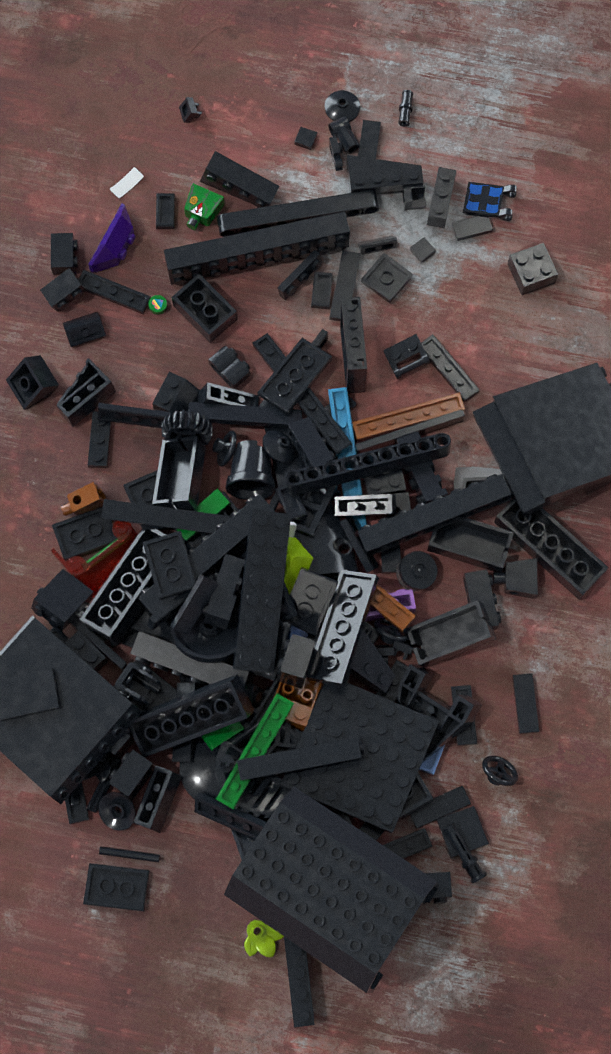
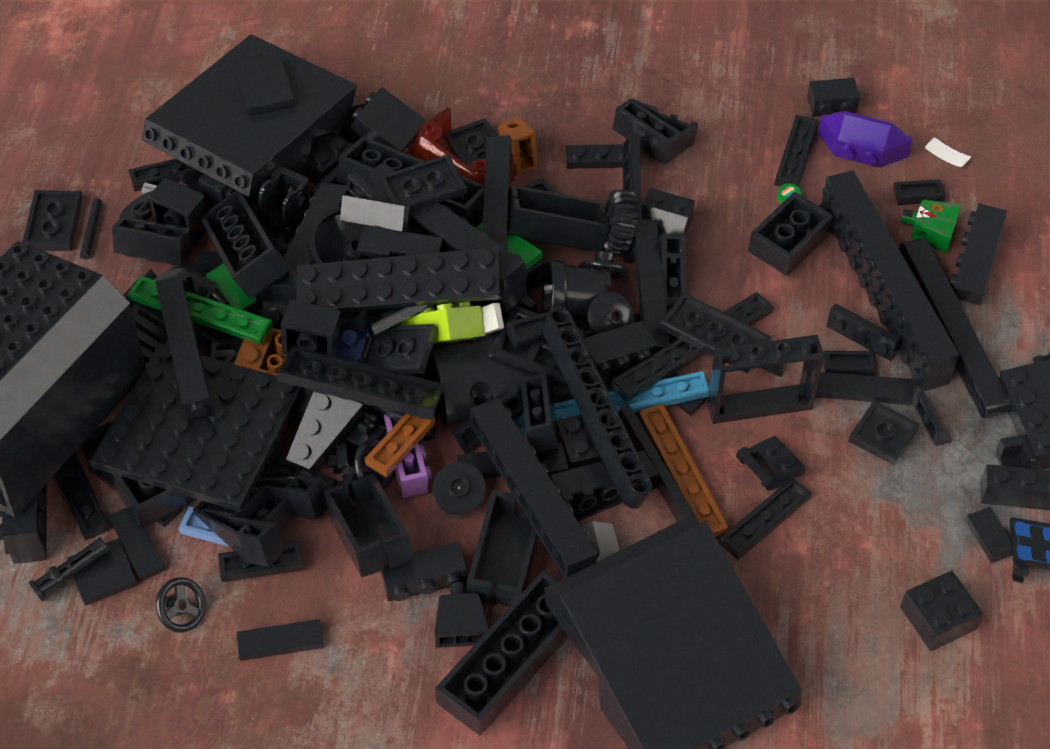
camera: 85 degrees right, 20 degrees down
(32, 381) = (664, 86): black slope -> none
(63, 290) = (784, 99): black brick -> none
(84, 329) = (739, 126): black panel -> none
(229, 366) = (717, 269): black brick -> none
(422, 249) = (938, 475): black tile -> none

